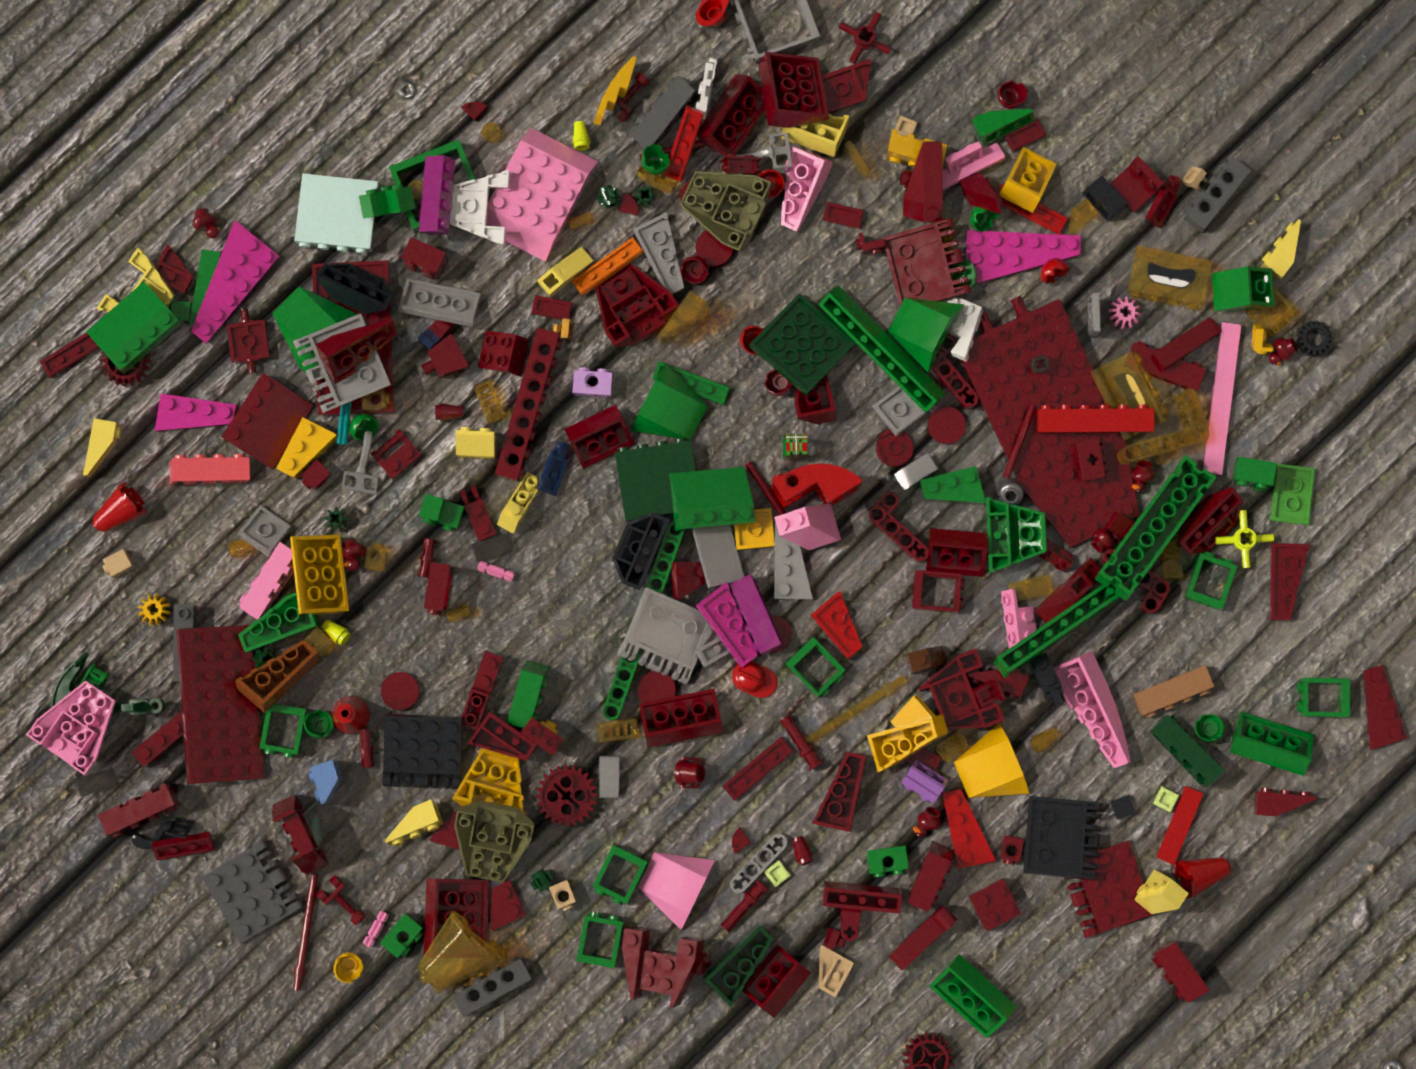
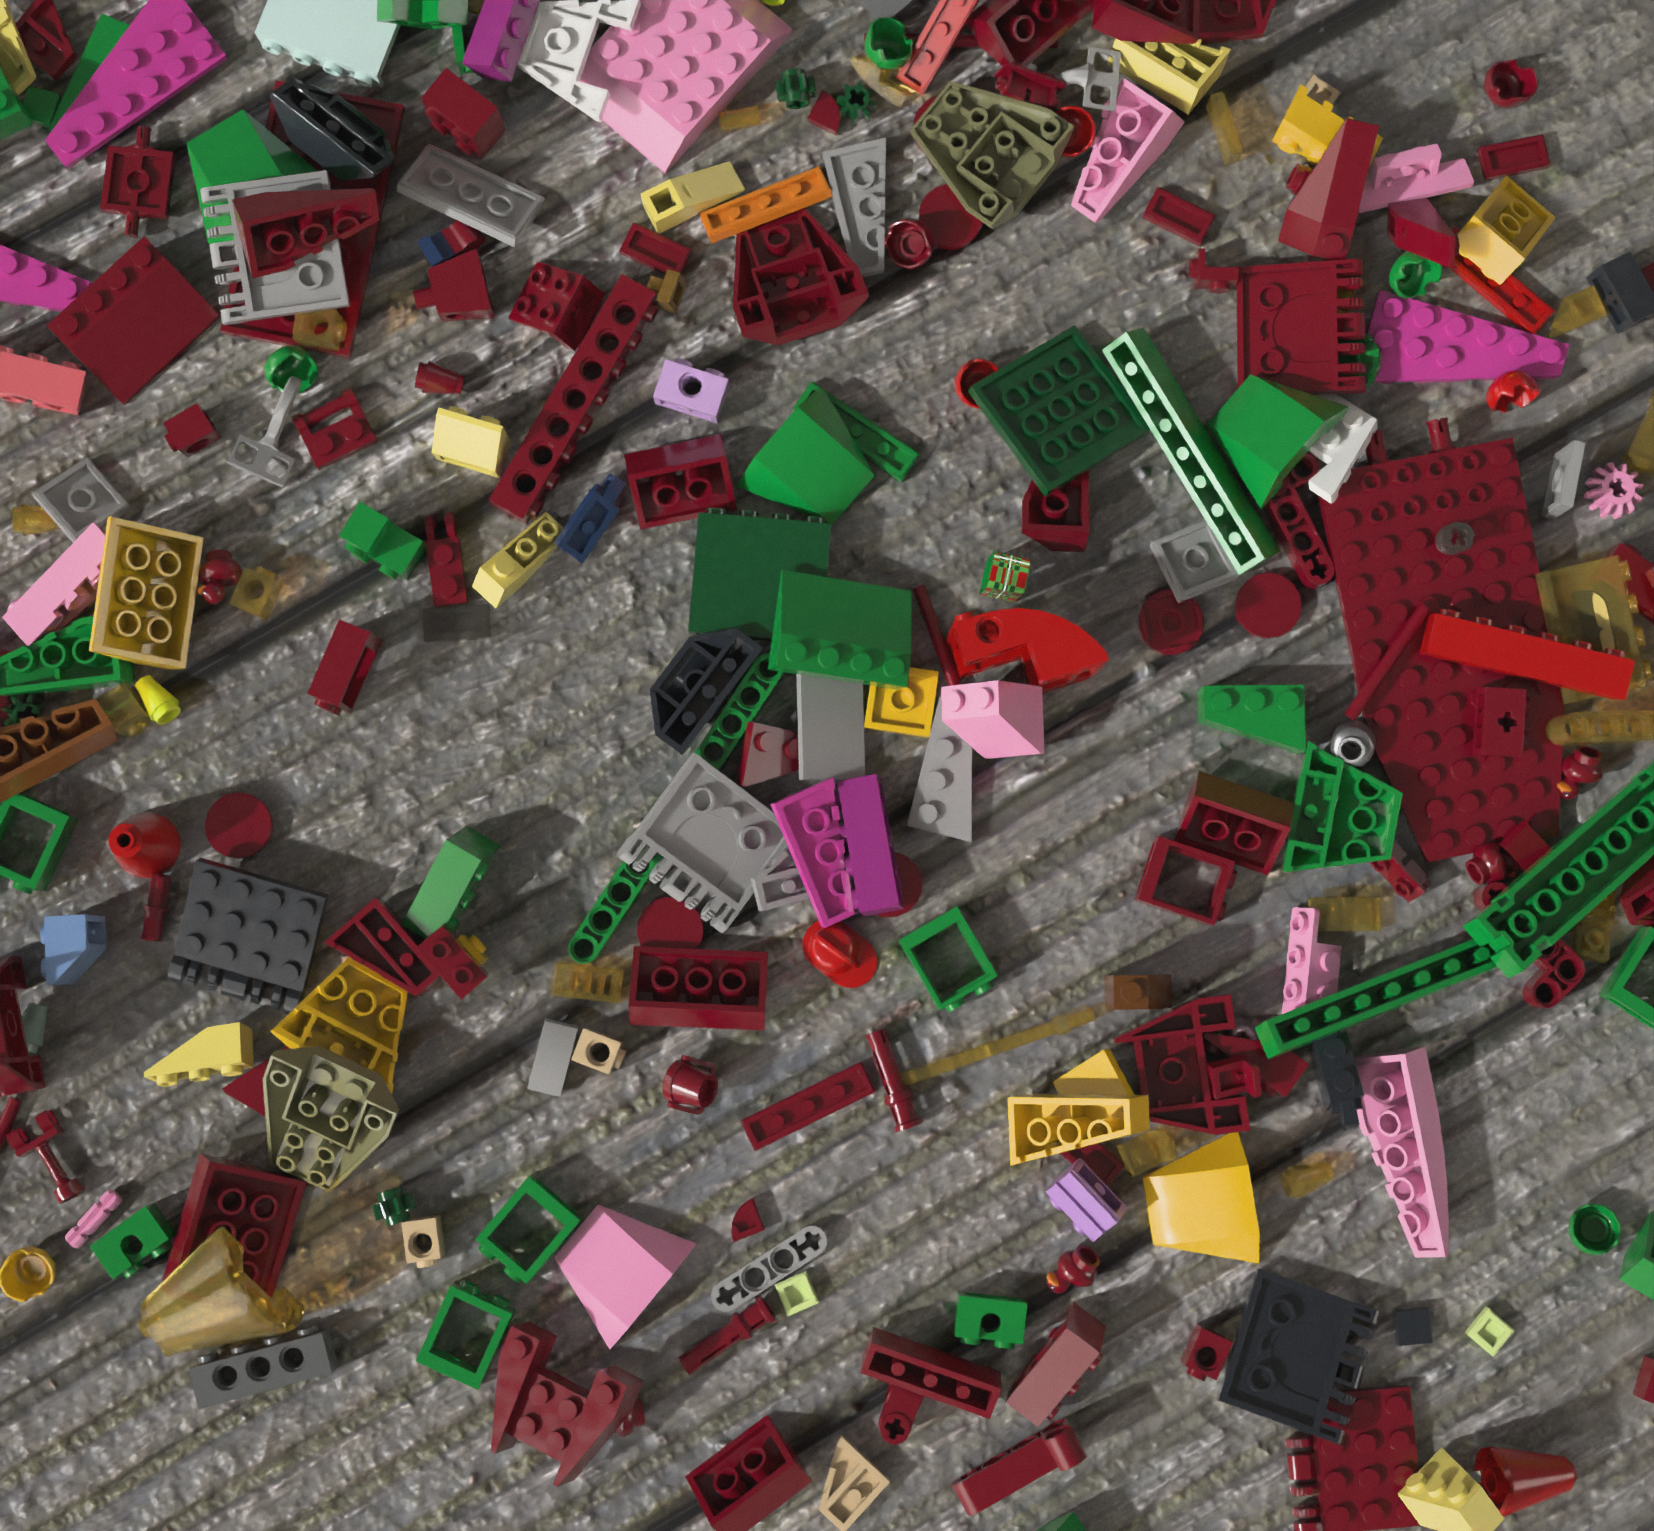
camera: 10 degrees right, 0 degrees up
(305, 447) = (184, 376): yellow wedge -> none
(318, 724) = (85, 847): green hair -> none
(330, 518) = (197, 510): dark green gear -> none
(344, 421) = (259, 353): teal axle -> none
(426, 557) = (342, 609): dark red pin -> none
(458, 613) = (370, 719): clear yellow pin -> none
(481, 690) = (375, 858): dark red slope -> none
(489, 413) = (516, 400): clear yellow slope -> none
(496, 571) = (451, 664): bright pink axle -> none
(505, 905) = (322, 1232): dark red wing -> none
(554, 809) = (447, 1089): dark red gear -> none
(625, 766) = (584, 1048): none -> tan brick
(687, 316) = (873, 318): clear yellow slope -> none
(738, 964) = (690, 1435): dark green wedge -> none
(777, 384) = (1001, 466): dark red hair -> none
(802, 852) = (848, 1266): dark red cone -> none
(832, 939) = (864, 1431): dark red tile -> none
(837, 625) = (1003, 896): red wing -> none
(842, 797) = (937, 1195): dark red wedge -> none
(900, 531) = (1148, 764): dark red beam -> none
(916, 471) = (1198, 670): light grey slope -> none
(966, 836) = (1134, 1308): red wing -> none
(994, 904) = (1154, 1441): dark red brick -> none
(1000, 123) = (1480, 125): green slope -> none
(1069, 592) = (1409, 938): dark red slope -> none
(1173, 690) = (1546, 1149): medium nougat brick -> none
(1179, 825) = (1502, 1382): red tile -> none
(1186, 751) = (1548, 1260): dark green wedge -> none

